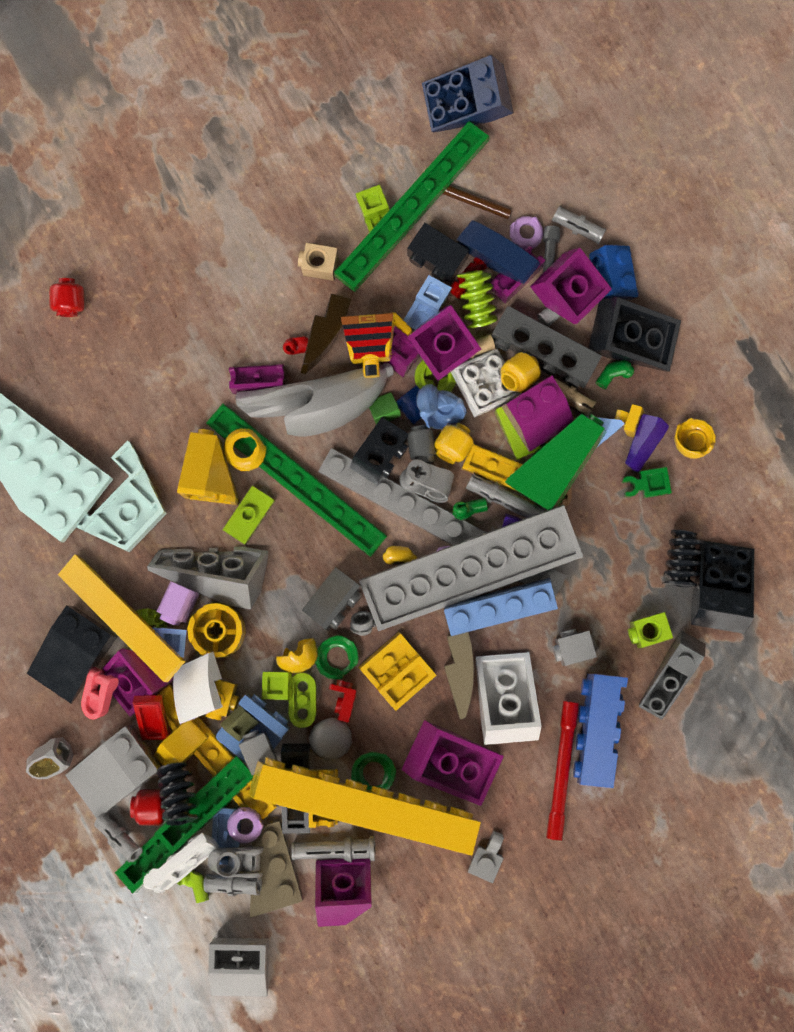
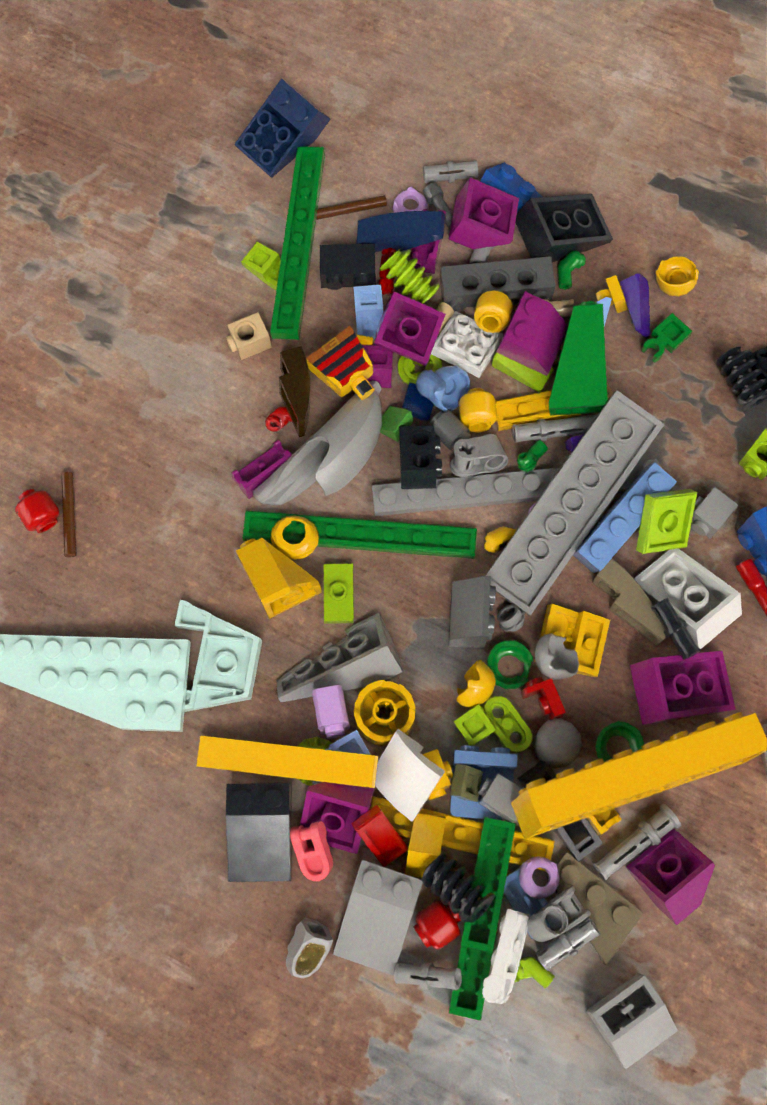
camera: 35 degrees left, 10 degrees down
(89, 315) = (68, 514): none -> reddish brown bar
(370, 677) = (554, 659): none -> light grey hair
(473, 719) = (675, 629): none -> black pin
(530, 632) = (666, 521): none -> lime tile

